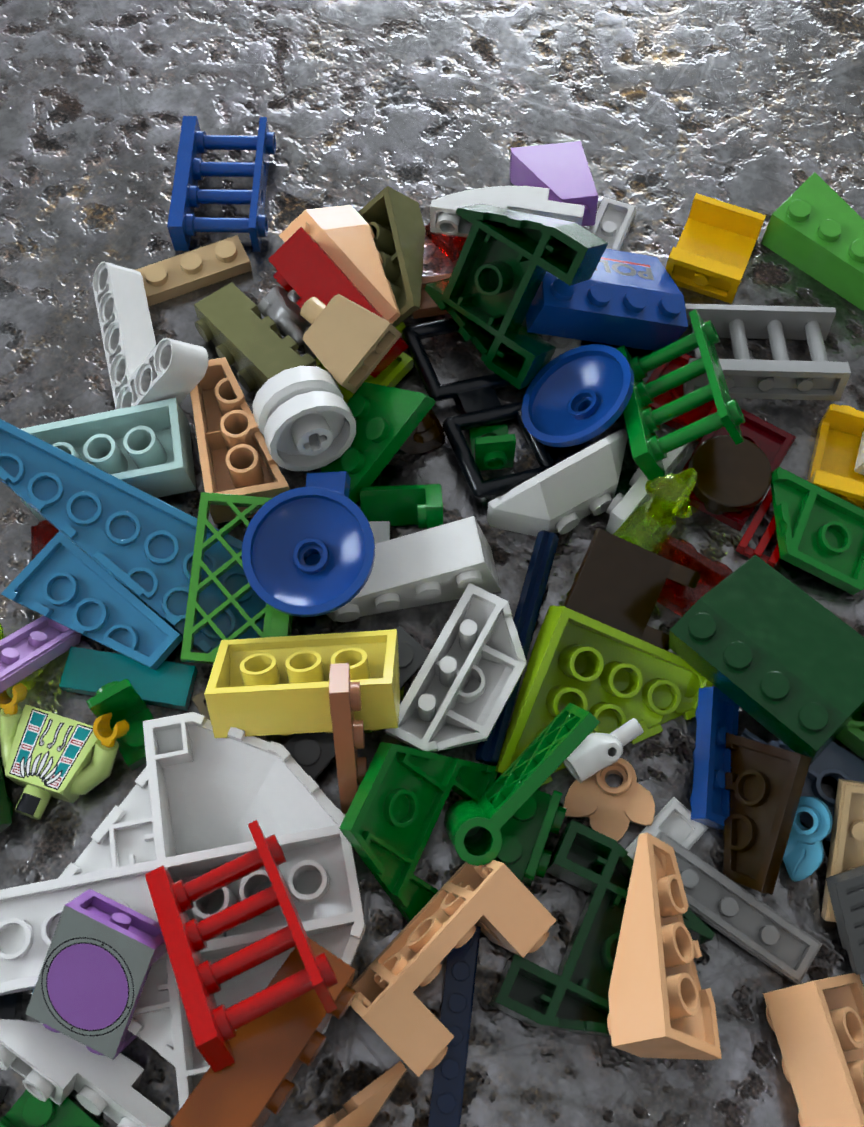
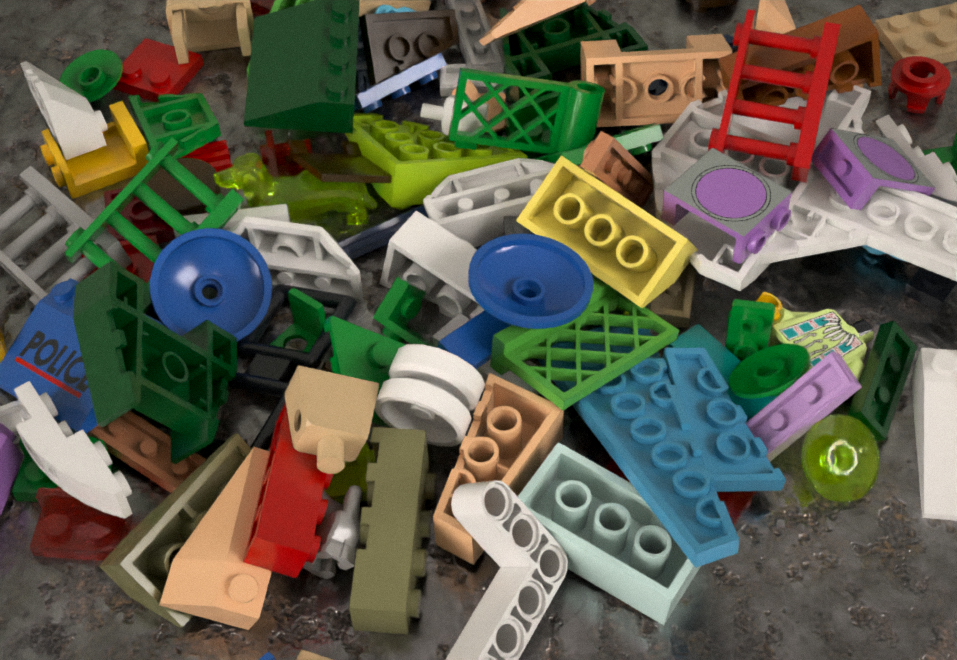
camera: 135 degrees left, 15 degrees down
(73, 658) = (769, 371): none -> green dish
(203, 773) = (731, 200): none -> medium lavender panel

